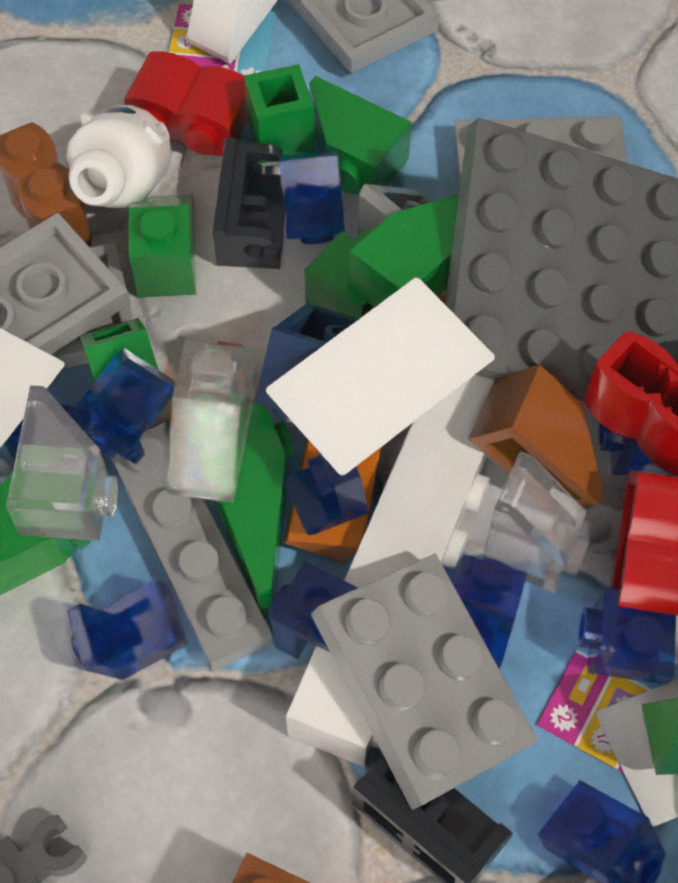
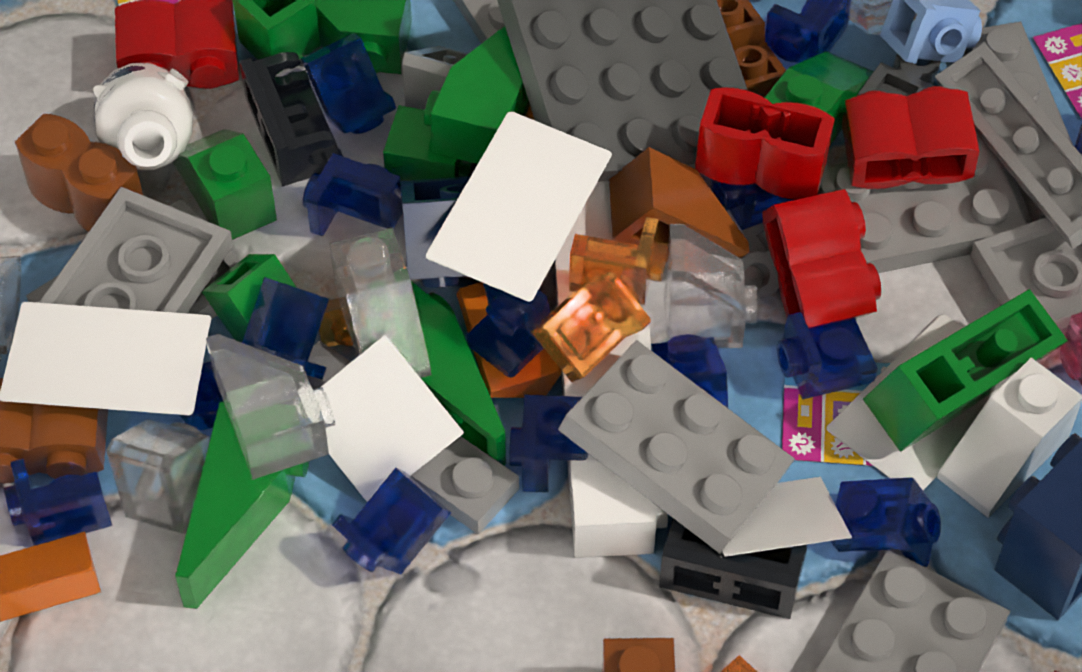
camera: 25 degrees left, 5 degrees down
(167, 525) = (384, 418): none -> white sticker
(258, 287) = (354, 190): none -> clear blue bracket
(396, 520) = (591, 324): none -> clear orange bracket
(451, 474) = (630, 262): none -> clear orange bracket
(506, 803) = (789, 517): none -> white sticker

